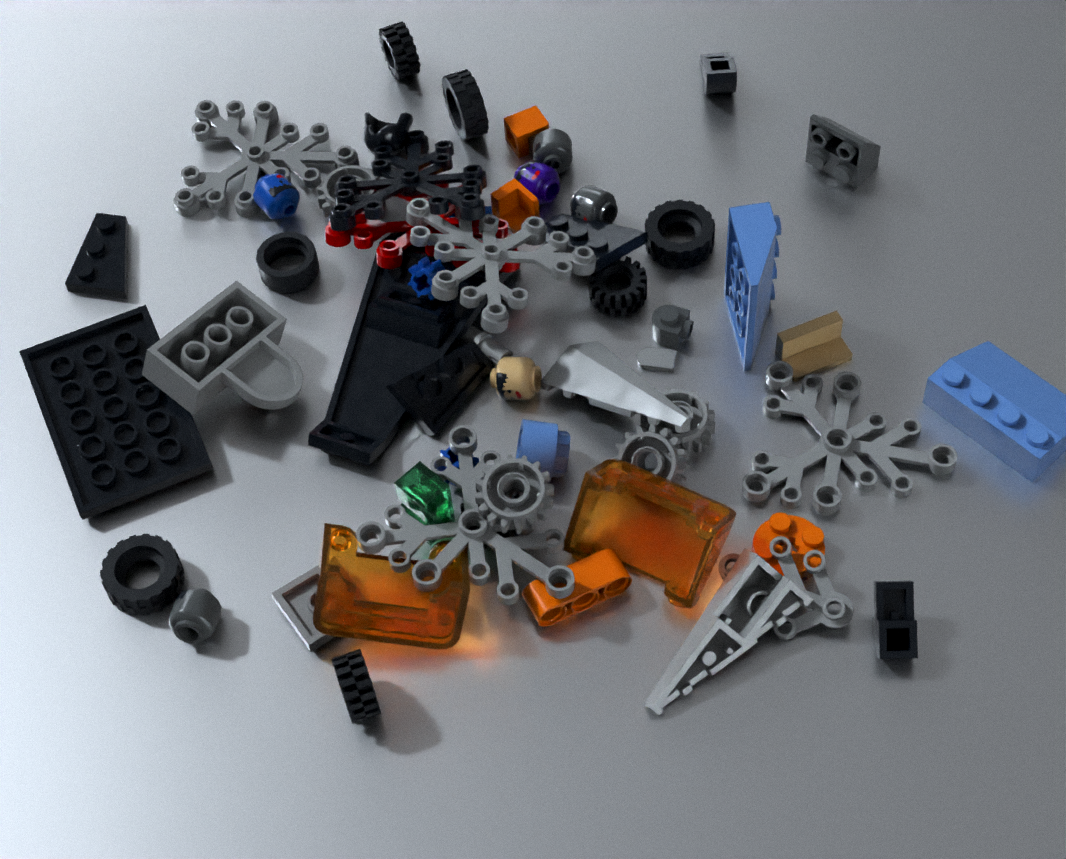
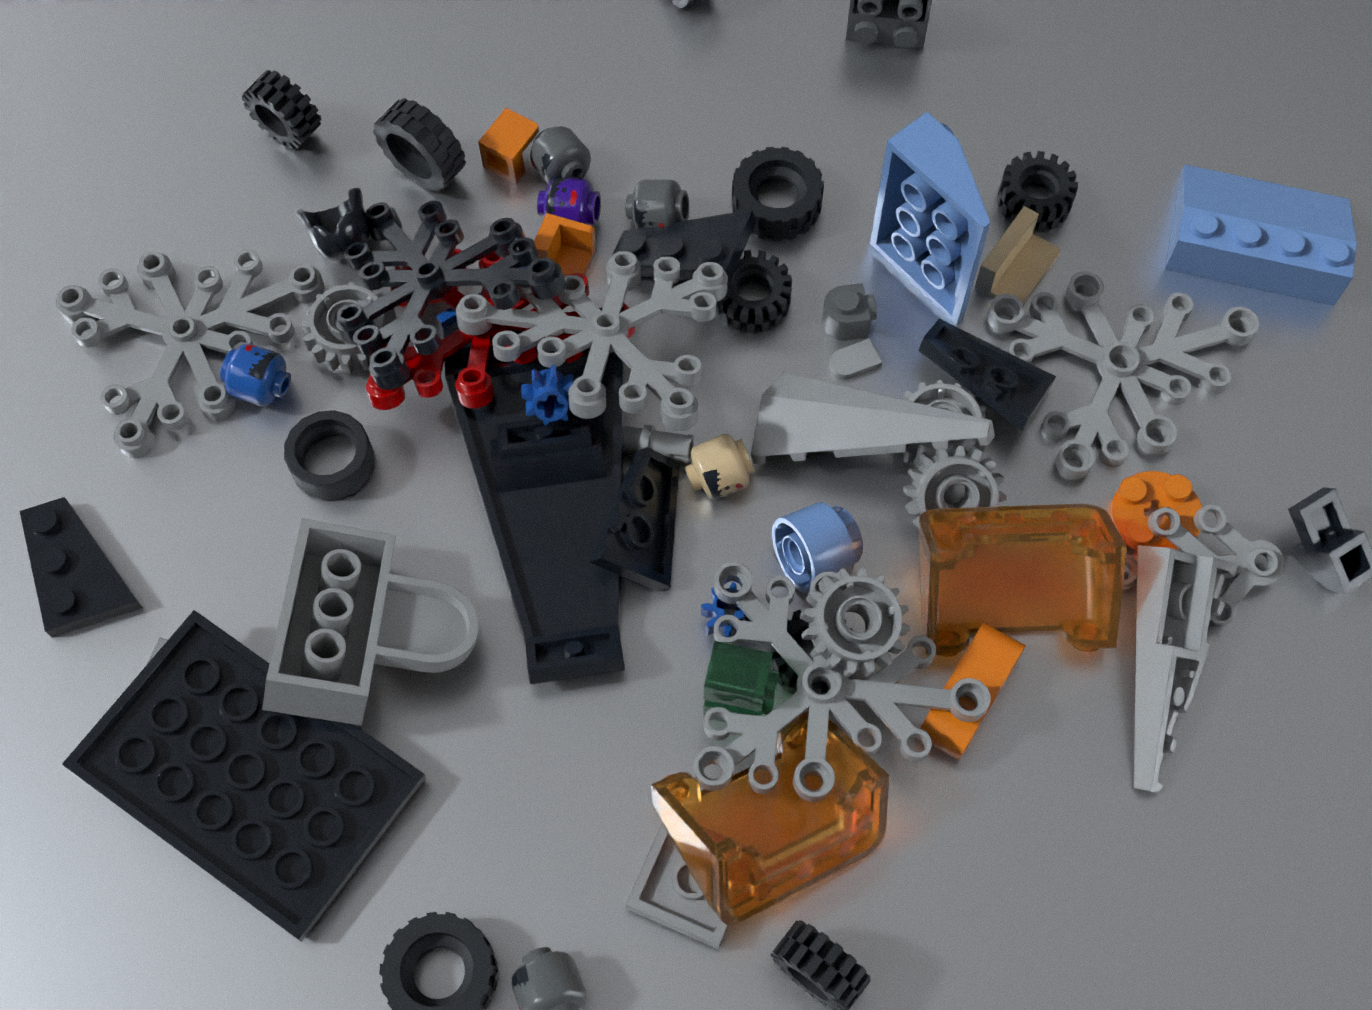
camera: 35 degrees left, 10 degrees up
(736, 405) = (990, 373): none -> black wing
(867, 296) = (1043, 173): none -> black tyre

